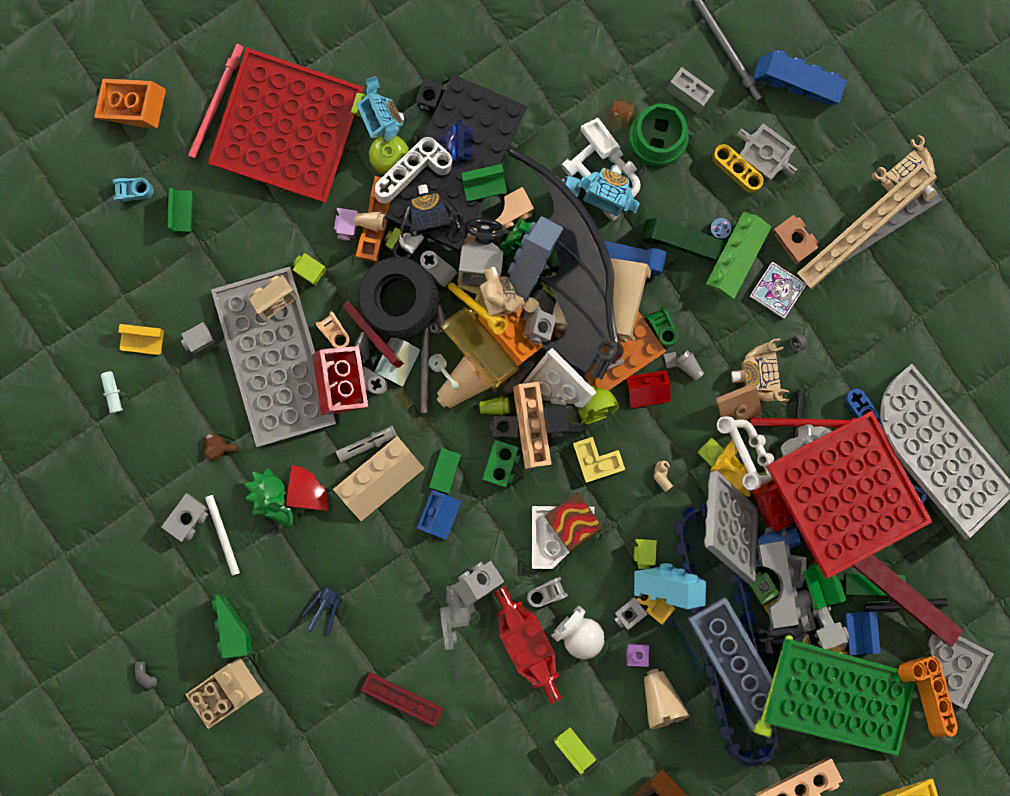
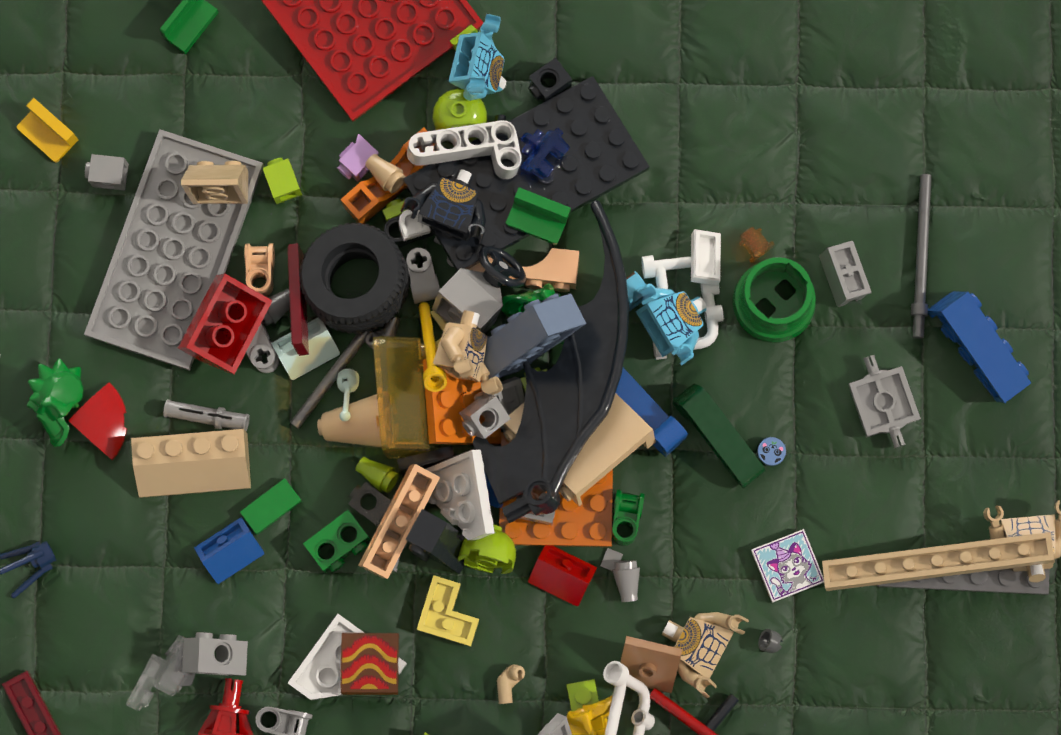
camera: 45 degrees right, 5 degrees down
(217, 447) = (42, 305): reddish brown rock -> none
(738, 255) = (769, 494): bright green brick -> none
(740, 178) = (840, 384): yellow beam -> none
(796, 251) = (840, 537): nougat brick -> none

